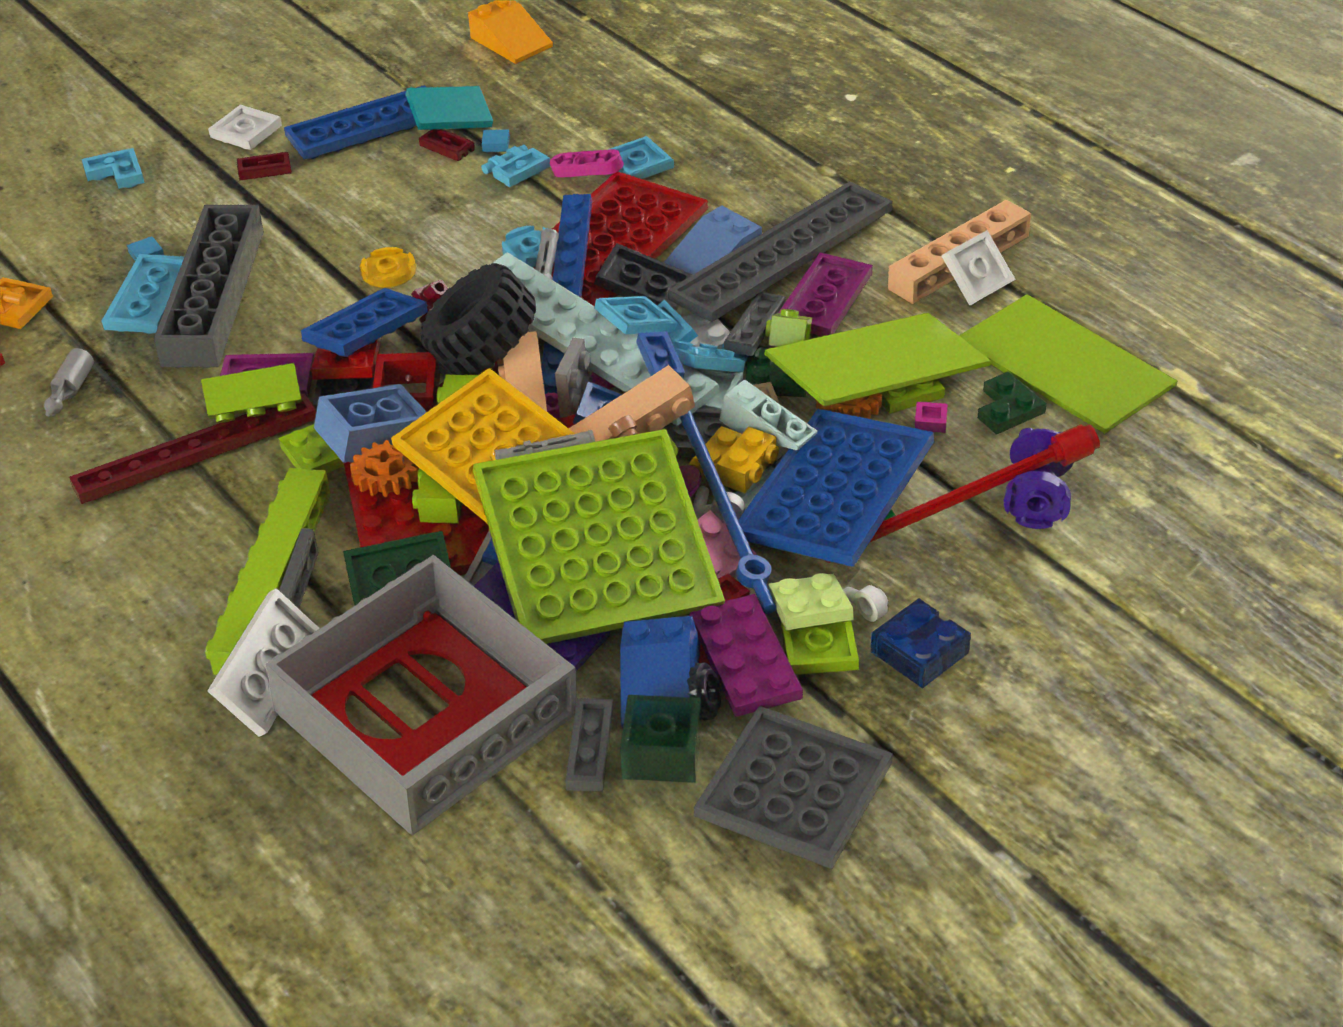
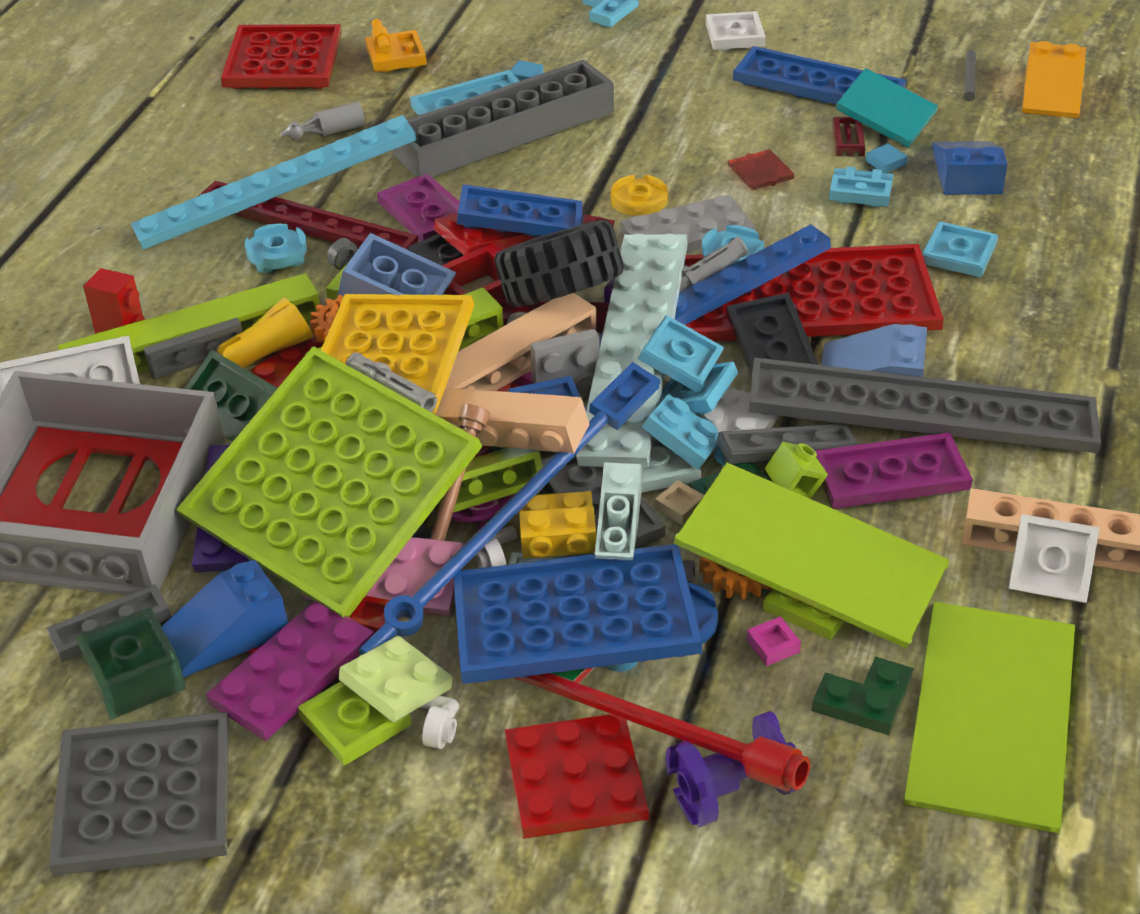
camera: 55 degrees right, 0 degrees up
(131, 443) = (272, 182): none -> medium azure plate
(195, 594) = (112, 300): none -> red brick
(196, 484) = (288, 248): none -> medium azure plate
(251, 392) = (375, 206): lime slope -> none
(263, 166) = (700, 66): dark red tile -> none
(272, 444) = (341, 253): none -> dark grey tile
(340, 520) = (276, 330): none -> yellow piece
(431, 199) = (761, 169): none -> clear red piece
(448, 60) = (970, 75): none -> dark grey bar
(459, 253) = (690, 219): none -> light grey plate
(554, 109) = (970, 167): none -> blue slope
(586, 163) = (908, 221): dark pink beam -> none
(705, 685) = (195, 666): black gear -> none
(920, 643) = (410, 795): clear blue piece -> none
(963, 560) = (575, 775): none -> red plate

